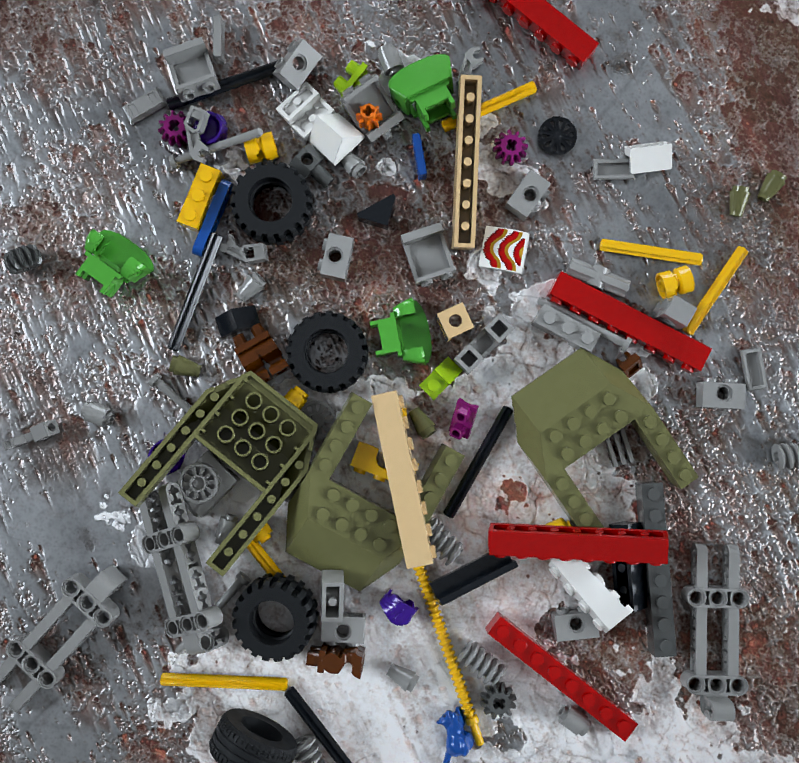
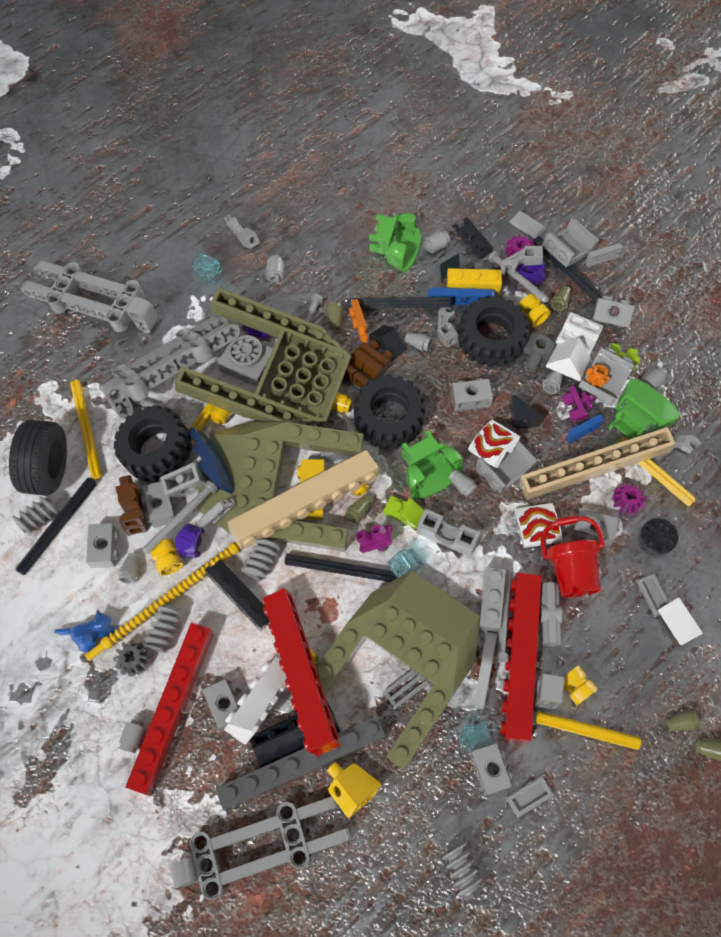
camera: 75 degrees right, 20 degrees down
(22, 259) = (373, 182): dark grey gear -> none
(66, 491) = (206, 267): none -> clear light blue brick
(130, 217) = (436, 241): none -> light grey brick
(140, 174) = (473, 238): none -> black hinge
(171, 206) = (455, 262): none -> black slope
(206, 345) = (358, 320): none -> orange hinge
(257, 112) = (561, 299): none -> olive cone
(328, 561) = (212, 461): none -> dark blue slope
(351, 572) = (210, 487): none -> light grey bar
(374, 709) = (97, 536): none -> light grey brick
(382, 573) = (216, 513): none -> light grey tile
(399, 153) = (578, 413): none -> magenta hips
(404, 258) = (493, 443): none -> slope
(405, 637) = (166, 557): none -> yellow wheel
(433, 306) = (463, 483): none -> light grey cone
(446, 328) = (461, 507): tan piece -> none
(499, 399) = (405, 562): none -> clear light blue brick
(559, 231) = (576, 560): none -> red piece
(637, 364) = (485, 670): none -> light grey beam
(651, 252) = (596, 657): yellow axle -> none
(687, 398) = (474, 737): none -> clear light blue brick
(695, 529) = (352, 787): none -> yellow torso

